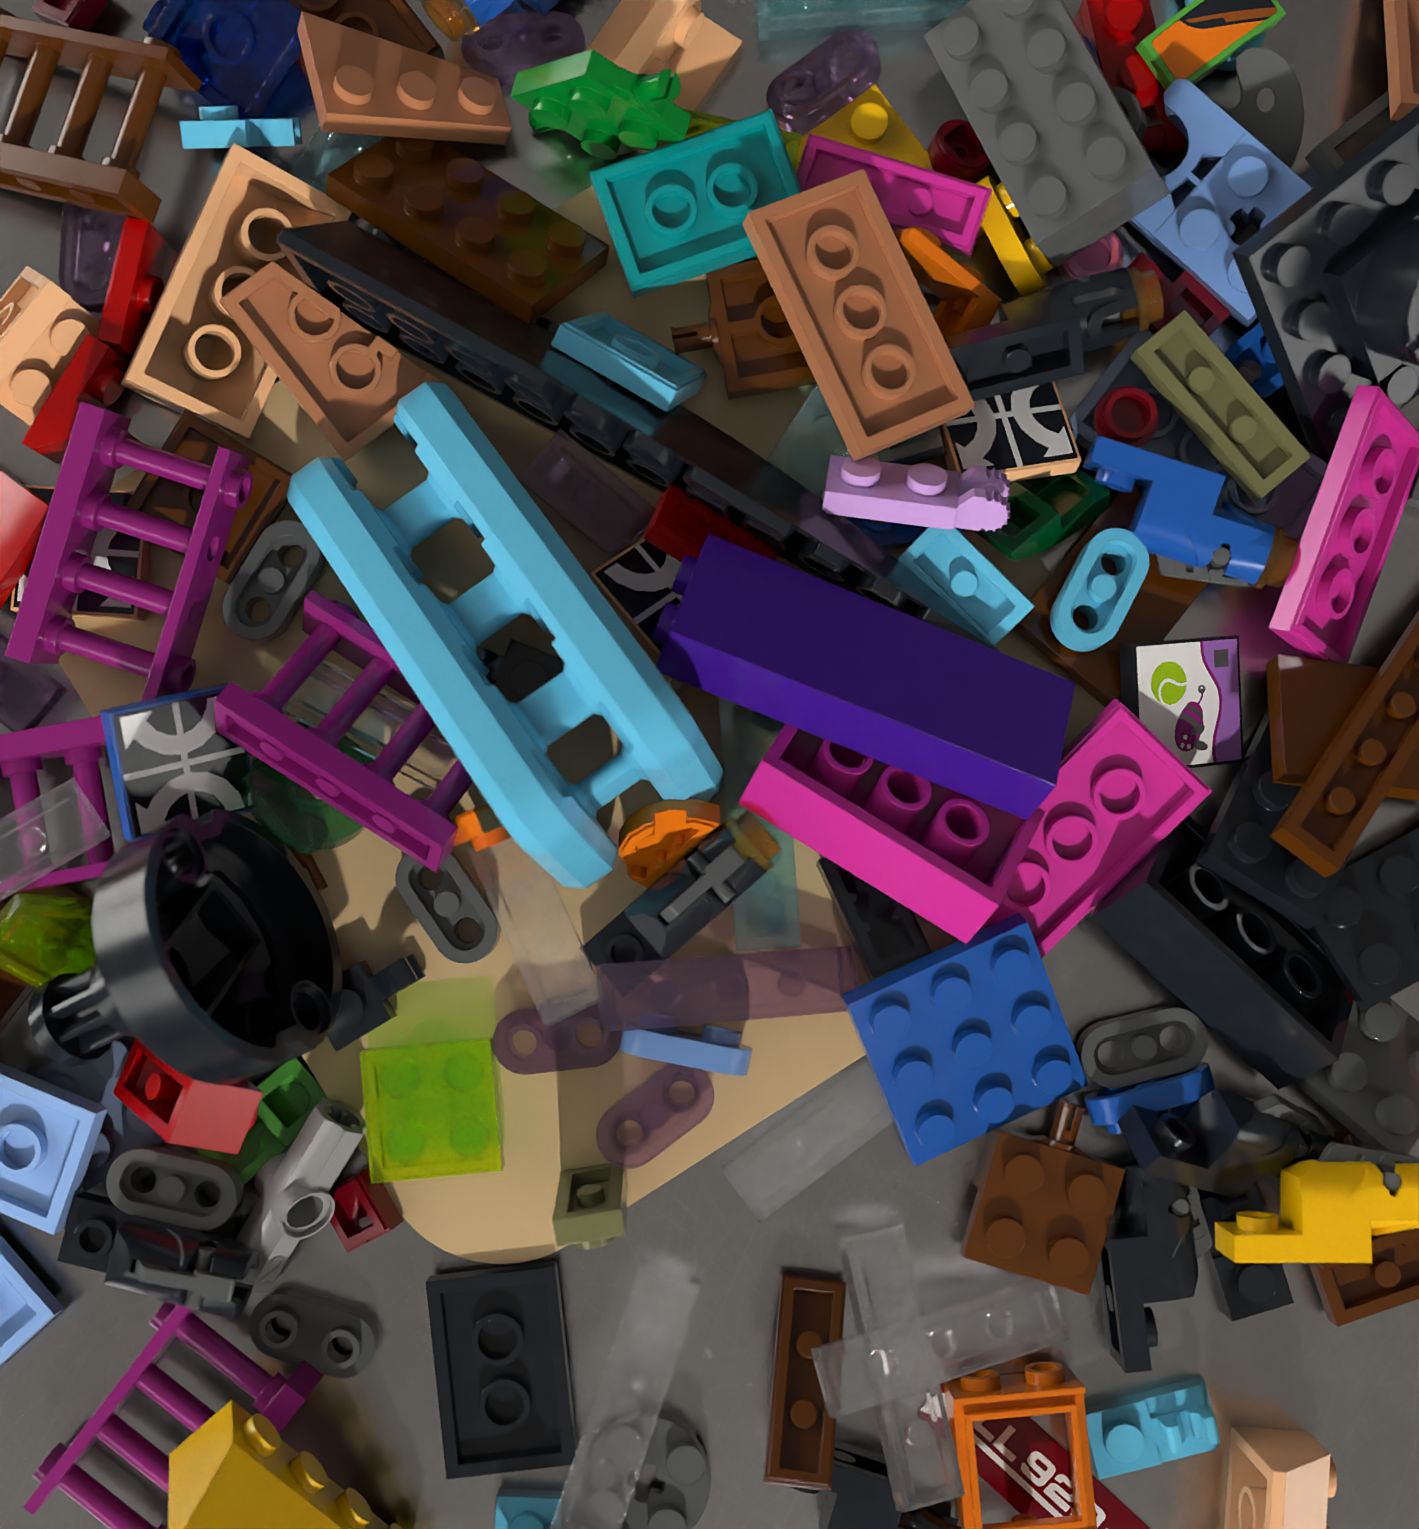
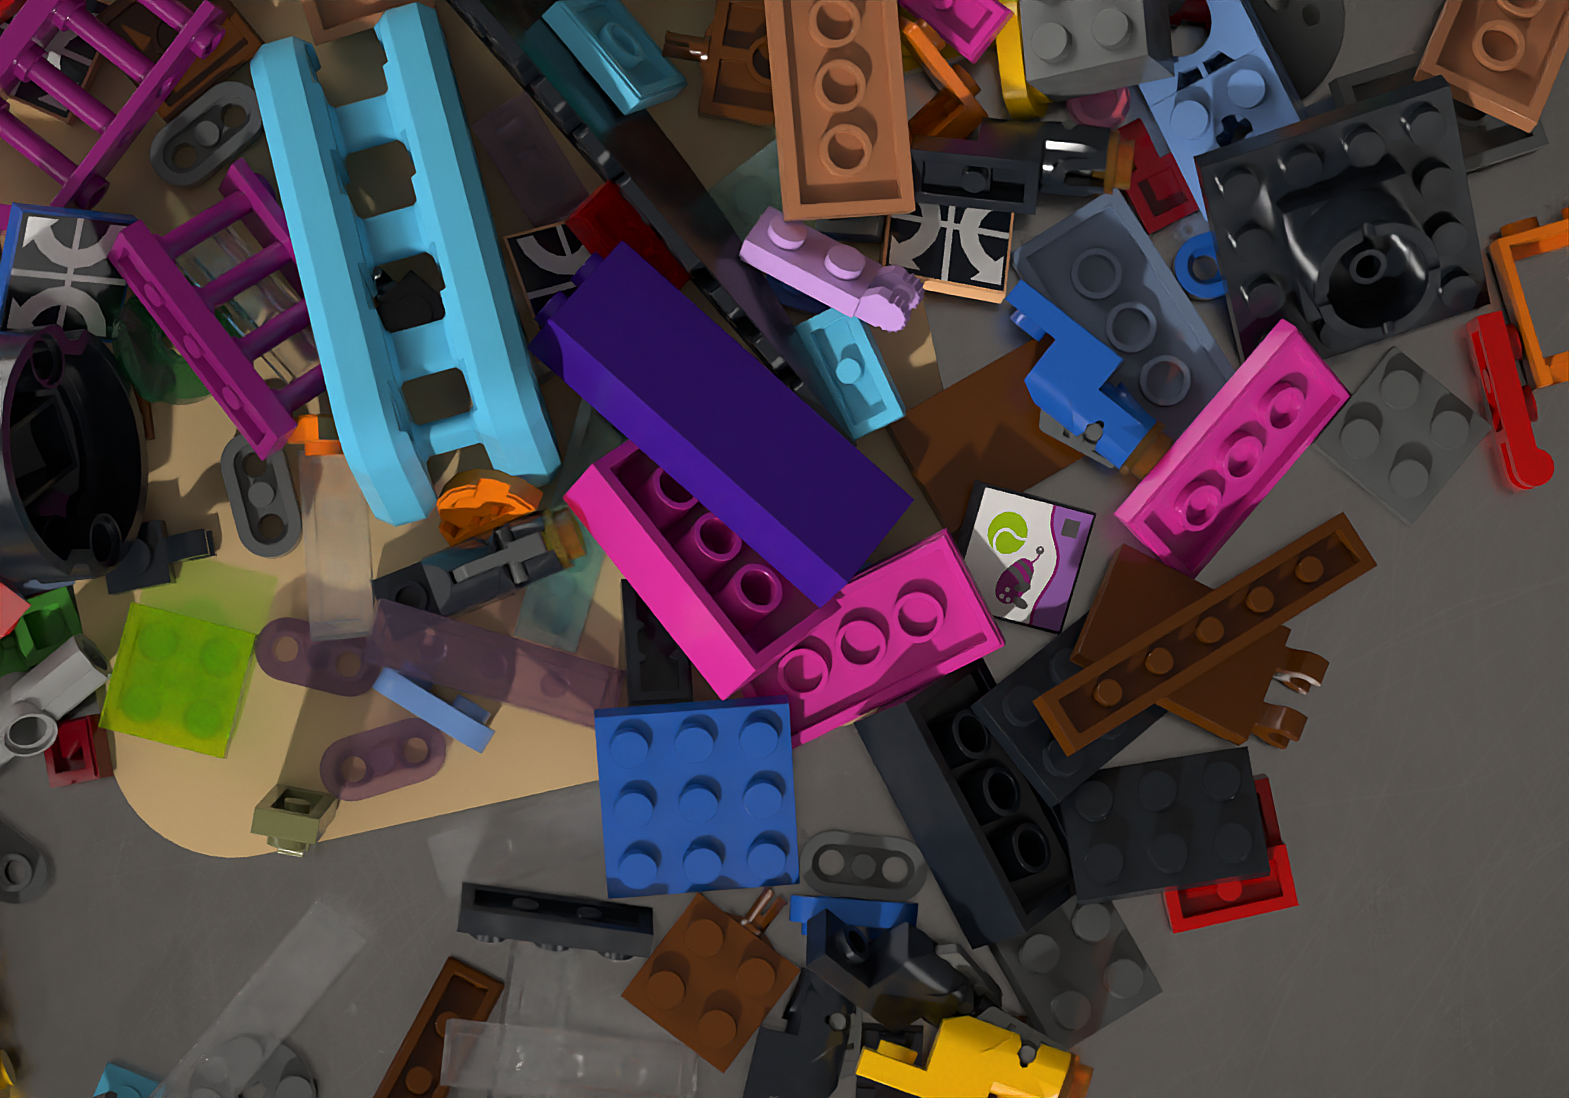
camera: 20 degrees right, 0 degrees up
(501, 1370) = (155, 947): black plate -> none
(874, 1207) = (555, 921): none -> black plate
(1047, 513) = (955, 333): dark green slope -> none
(1098, 594) = (972, 423): medium azure plate -> none
(1126, 416) = (1063, 270): dark red plate -> none
(1220, 406) = (1153, 291): olive plate -> none

